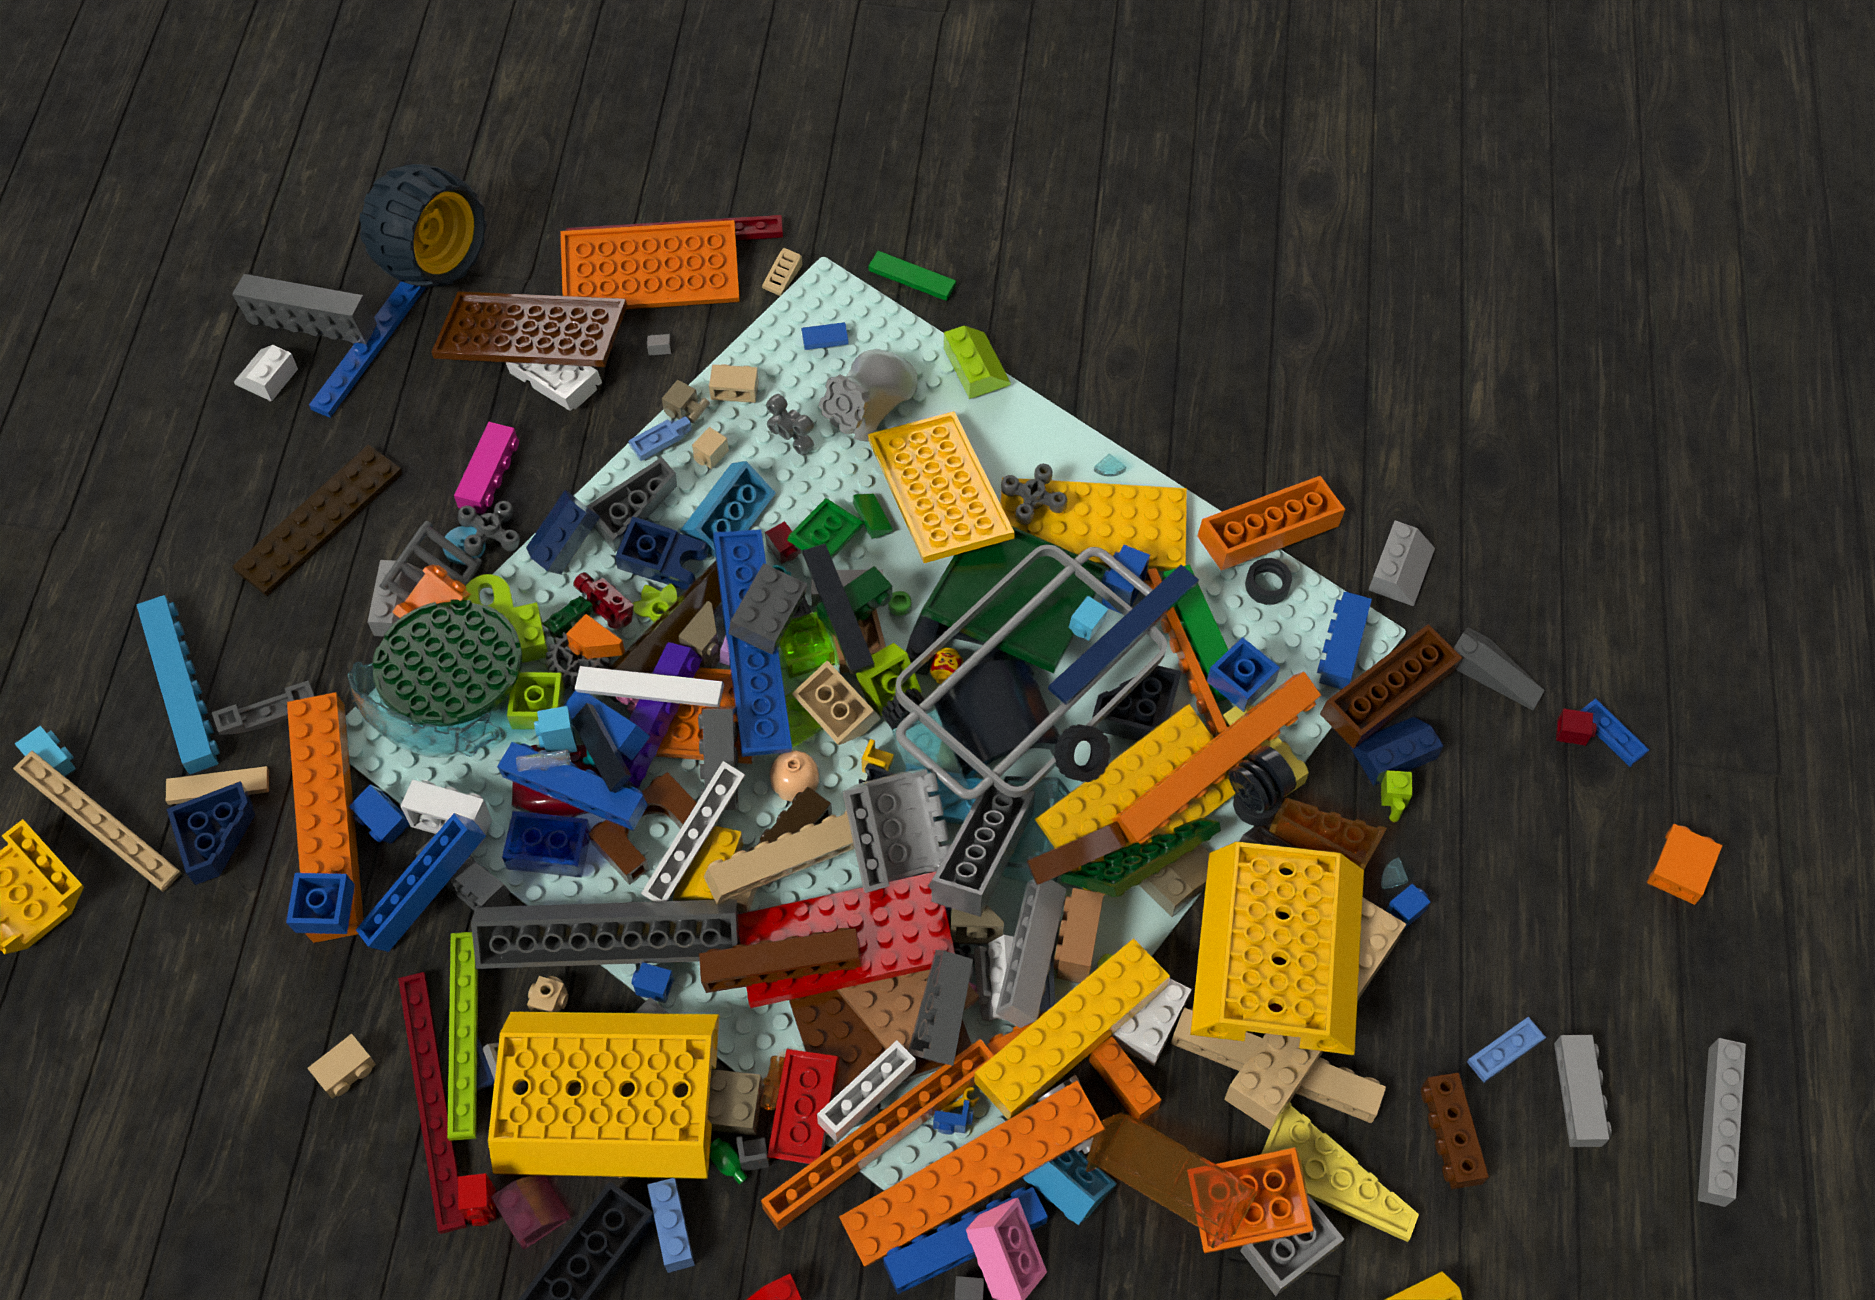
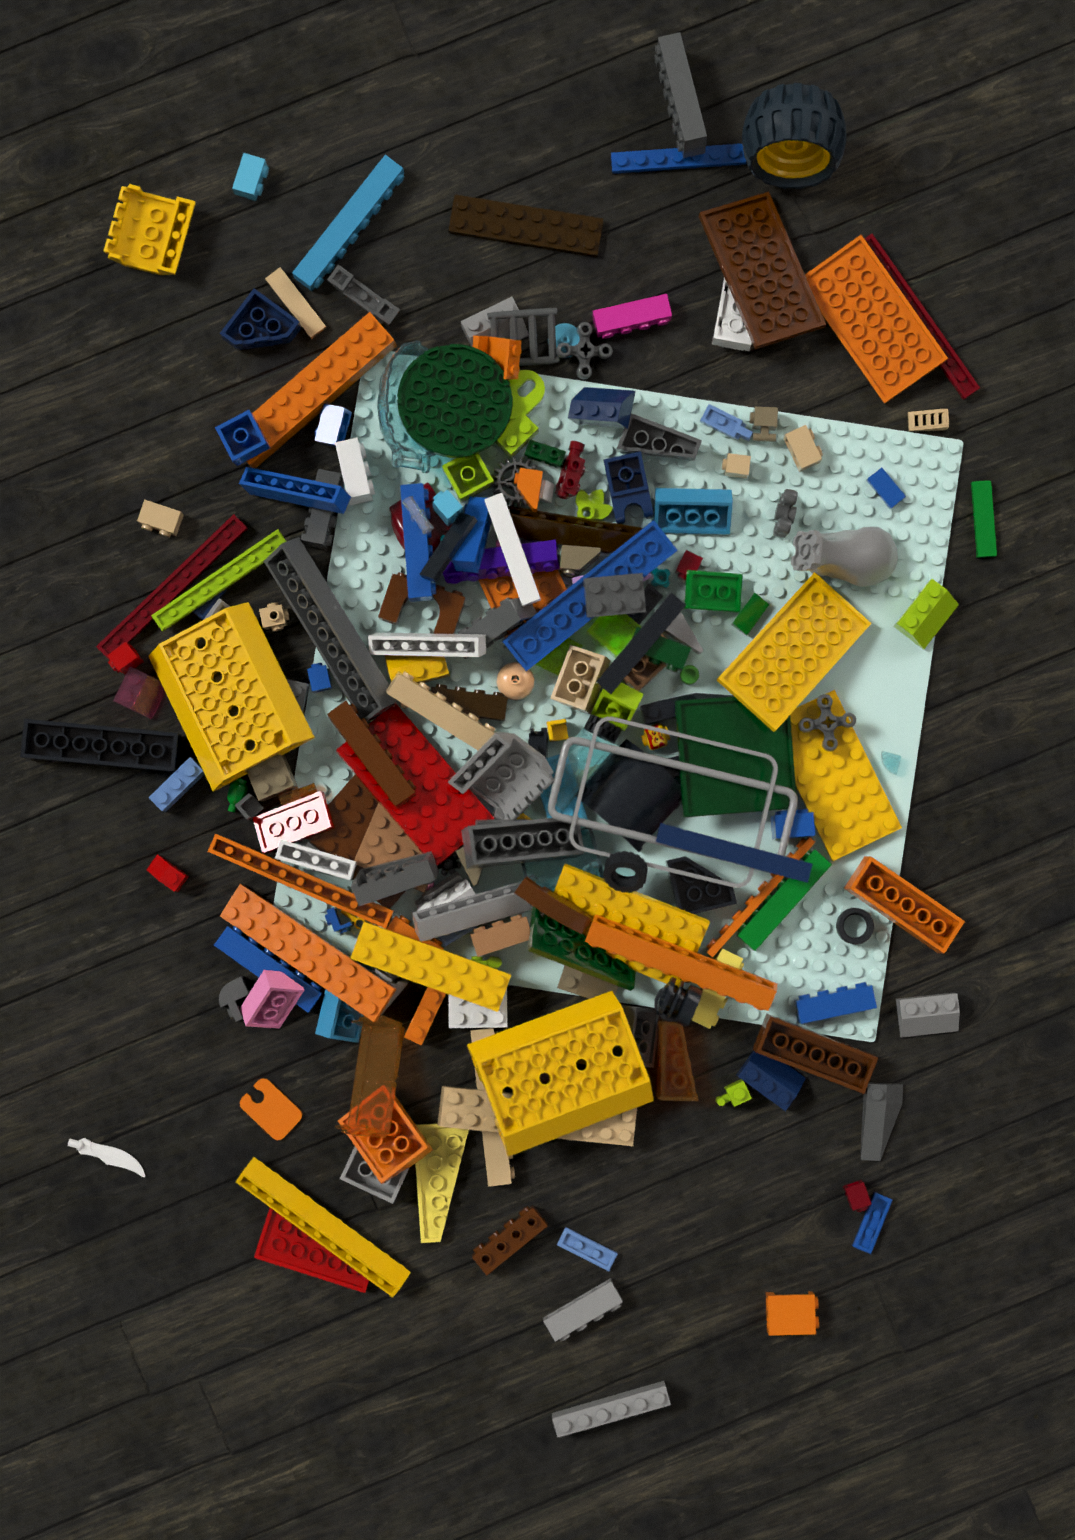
camera: 60 degrees right, 25 degrees up
(97, 821) = (225, 245): tan tile -> none
(267, 372) = (619, 102): white slope -> none
(547, 844) = (371, 550): clear blue brick -> none
(659, 344) = (811, 368): light grey slope -> none
(1088, 618) = (727, 822): medium azure brick -> none
(1243, 674) = (755, 949): blue brick -> none
(1393, 874) = (673, 1119): clear light blue tile -> none
(1409, 905) = (653, 1140): blue brick -> none

